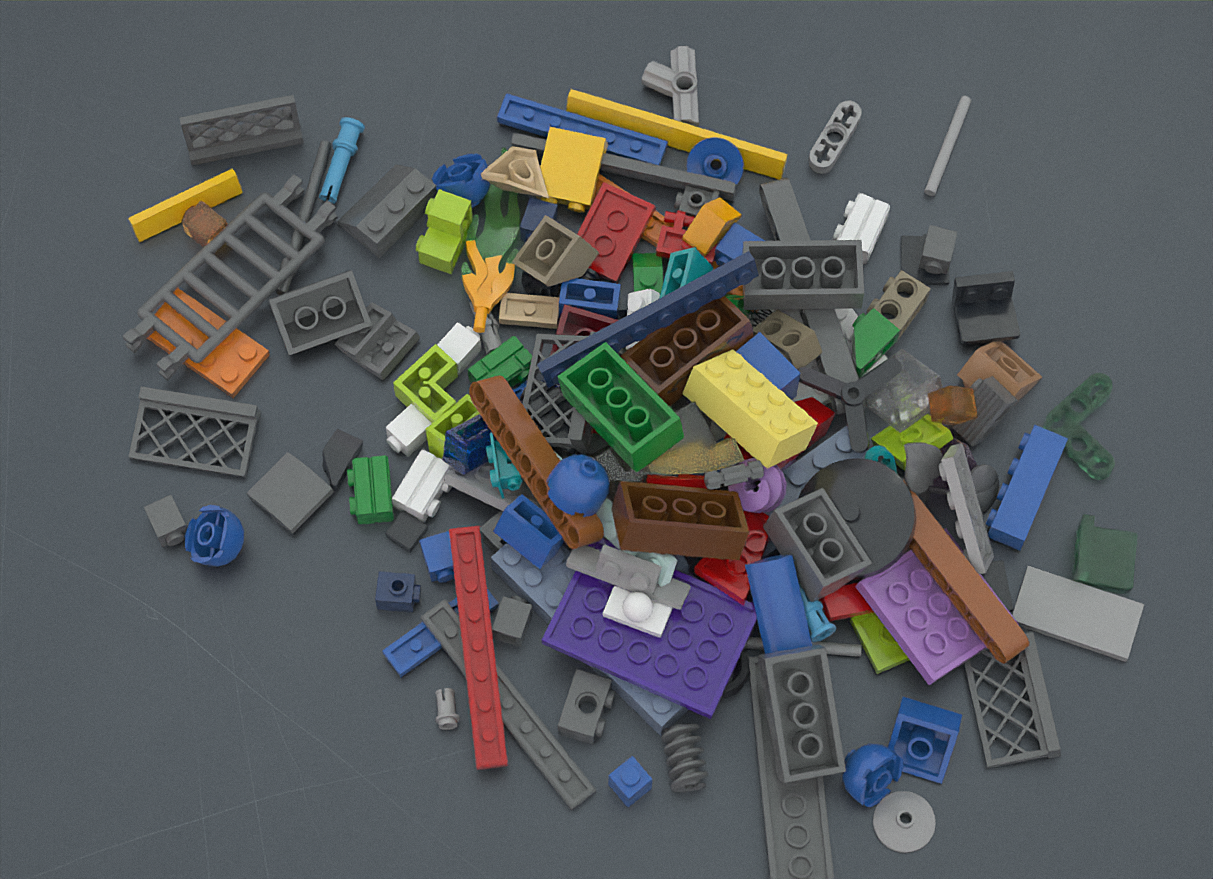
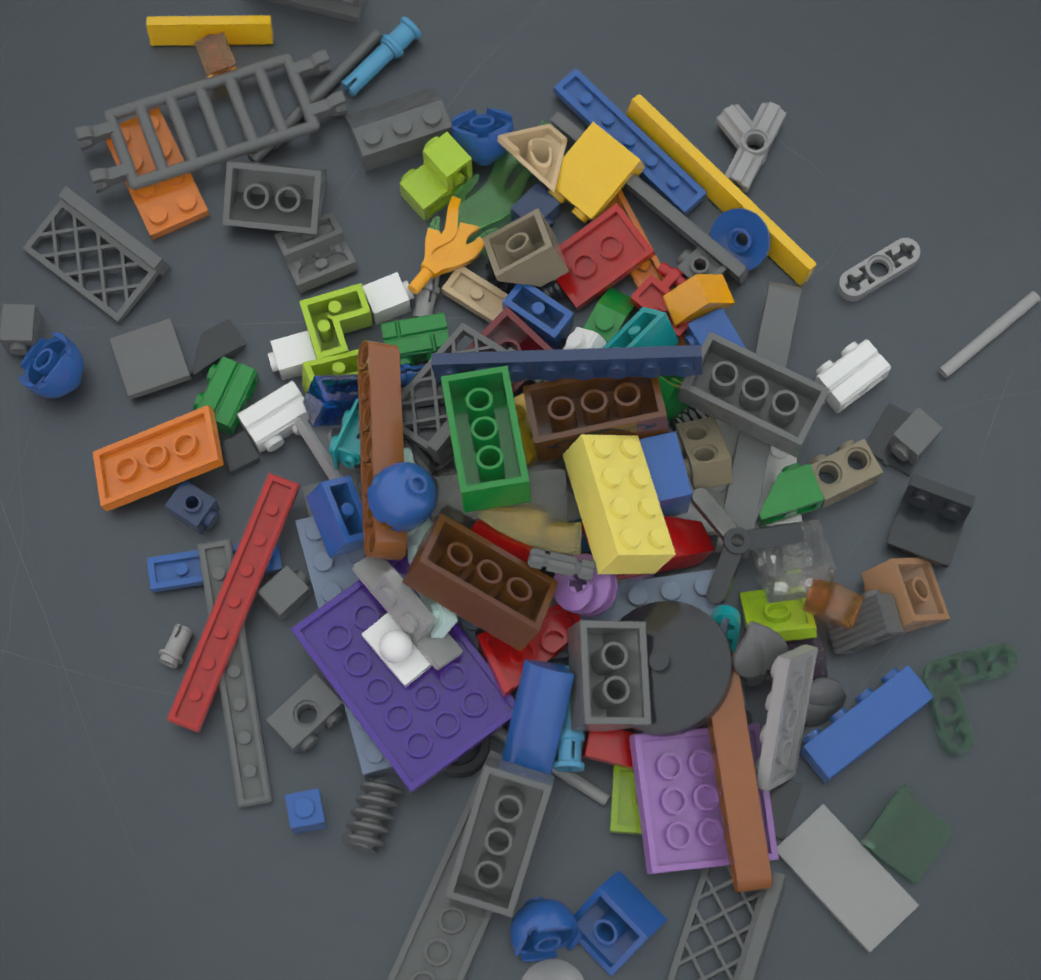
camera: 30 degrees right, 5 degrees up
(347, 565) = (157, 458): none -> orange plate
(438, 557) = (247, 491): blue brick -> none

